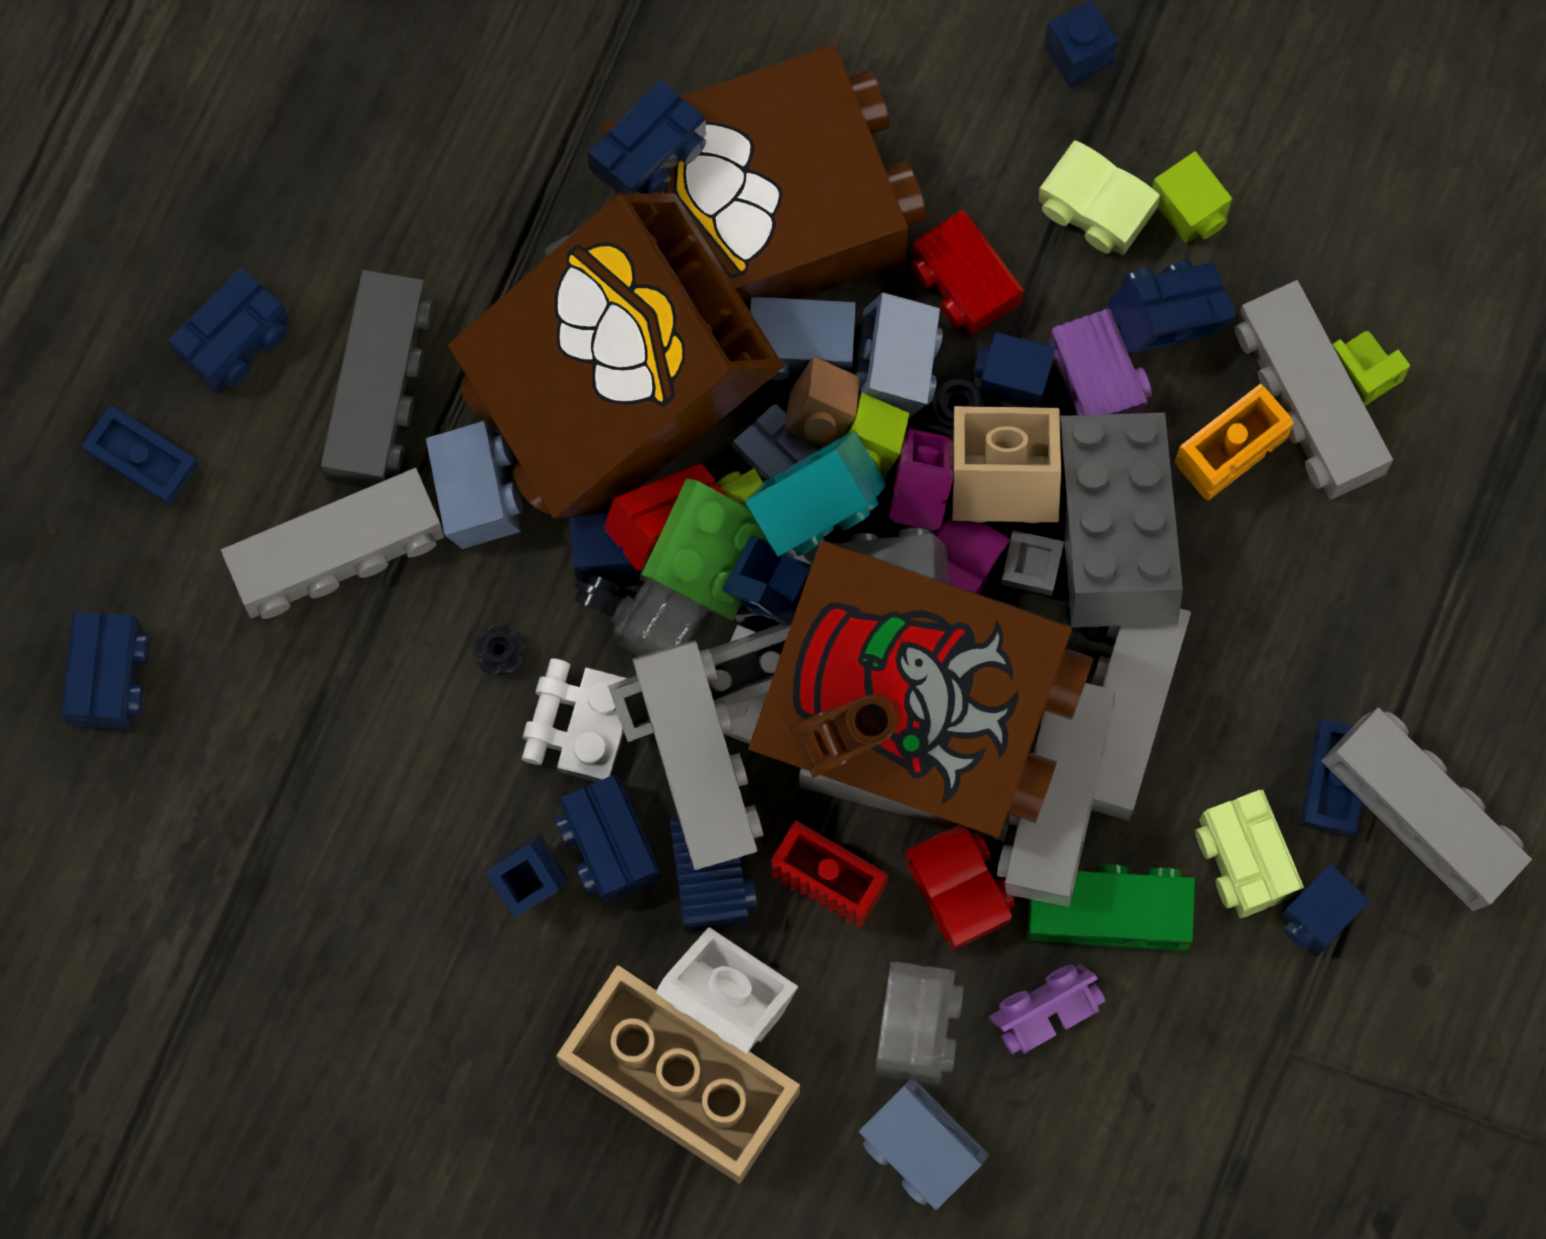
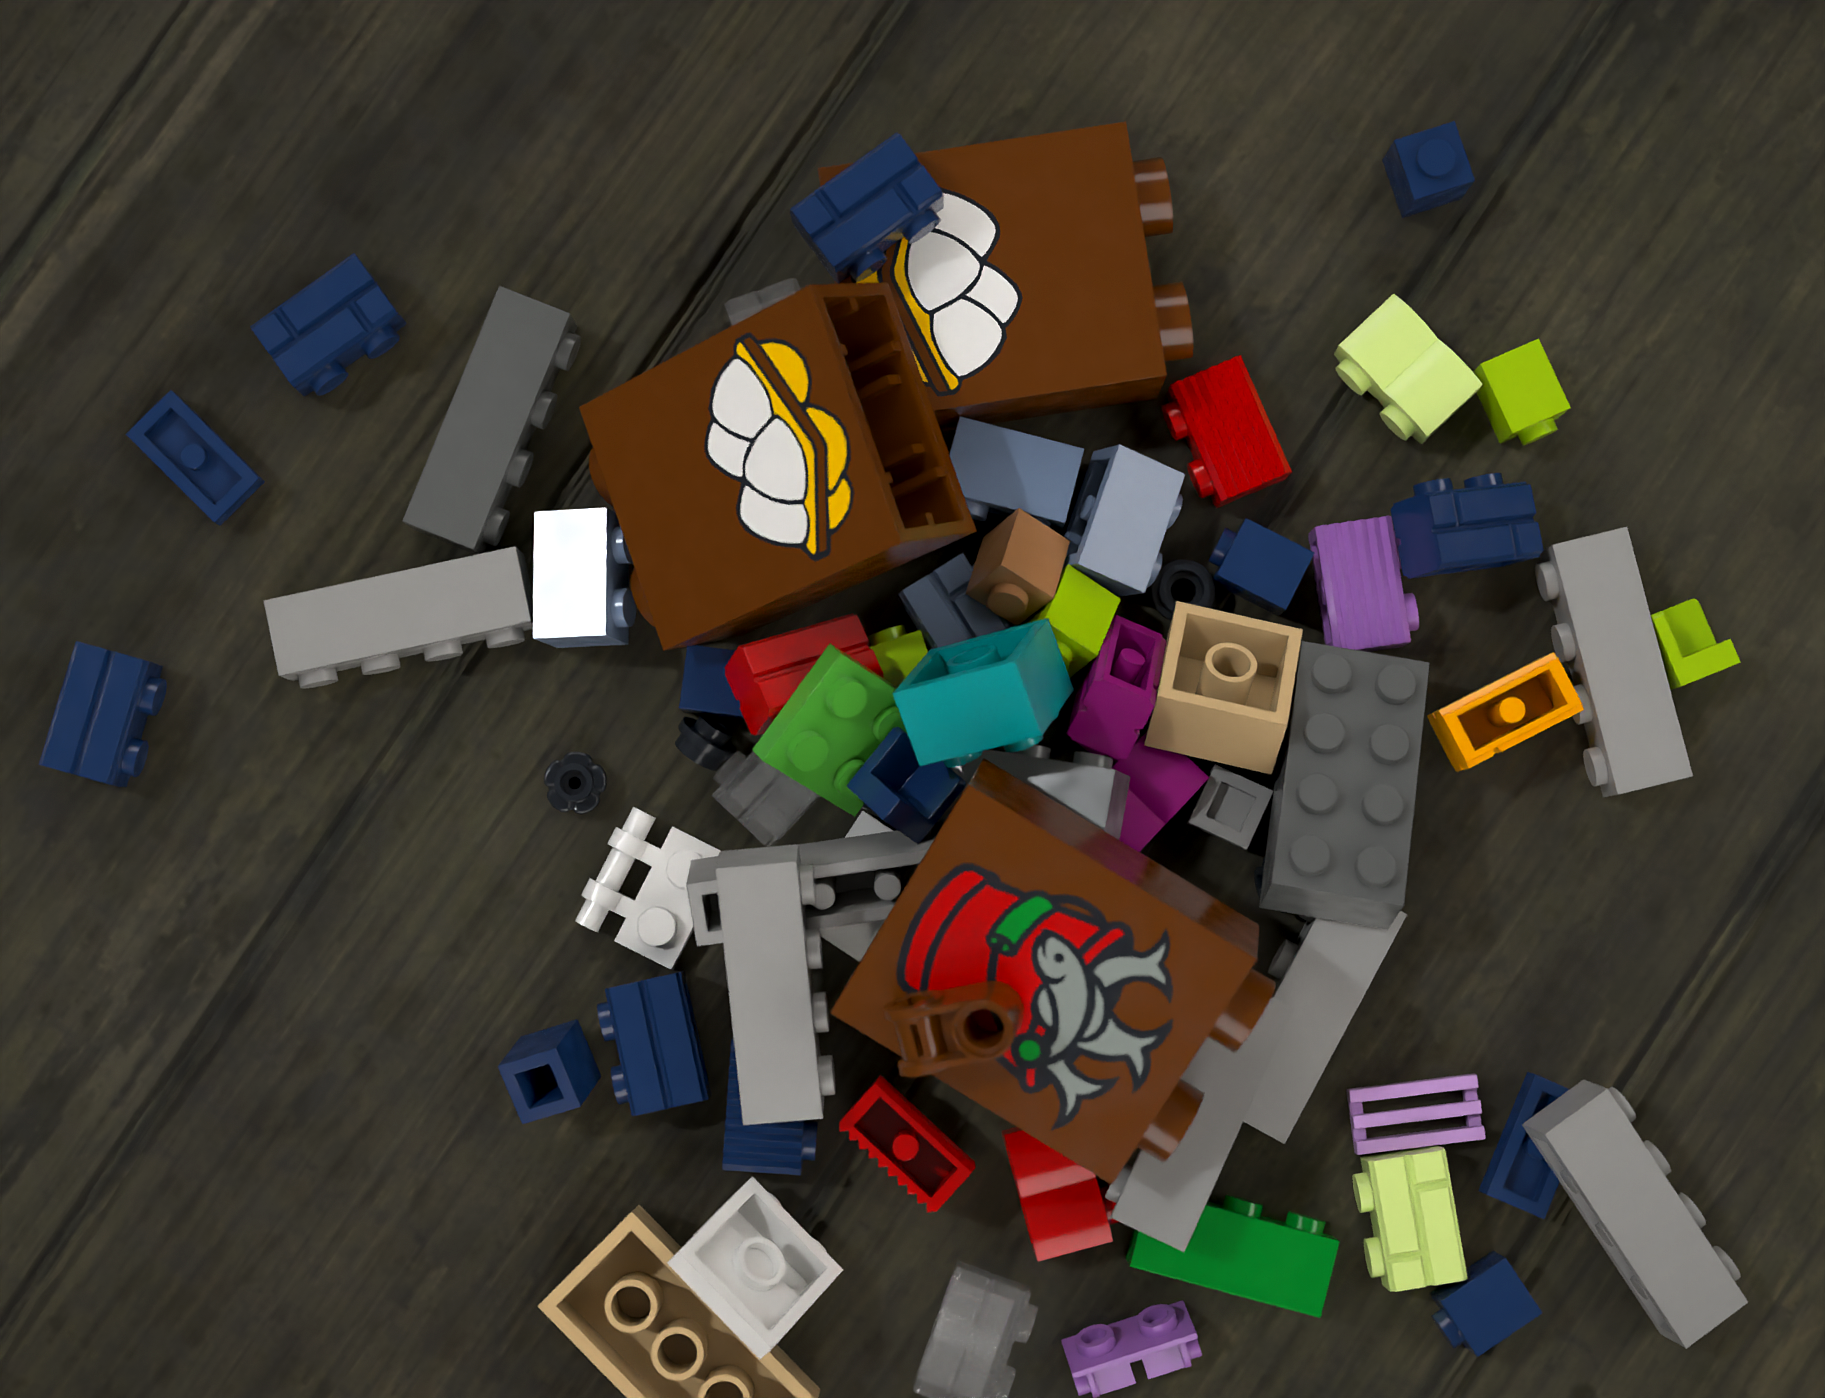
camera: 15 degrees right, 10 degrees up
(1277, 760) = (1469, 1108): none -> lavender tile

